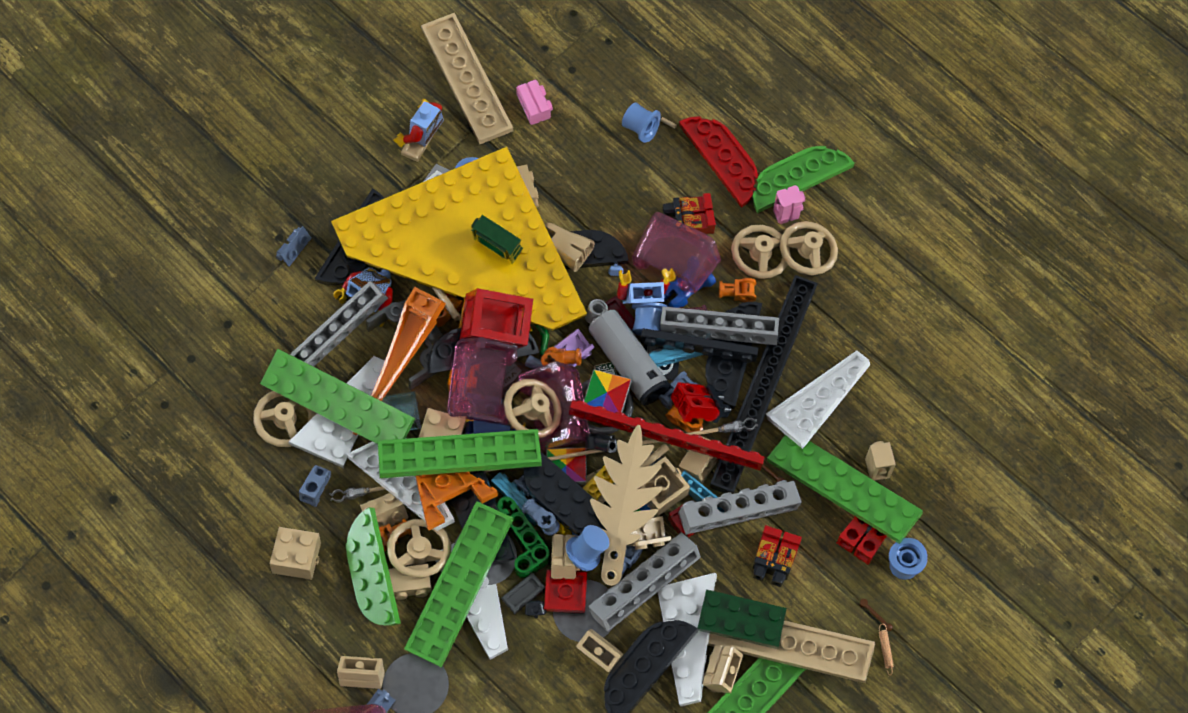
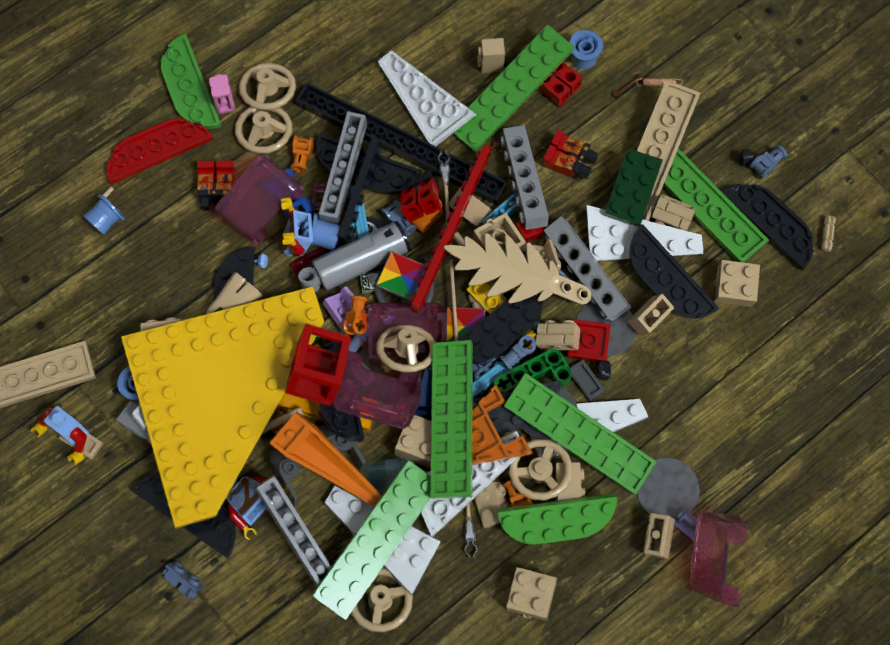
camera: 85 degrees left, 5 degrees up
(314, 485) = (459, 571): sand blue leg -> none
(496, 238) = (230, 354): dark green window -> none
(533, 102) = (58, 317): bright pink brick -> none
(586, 549) = (557, 309): medium blue piece -> none
(601, 442) = (447, 290): black bar -> none

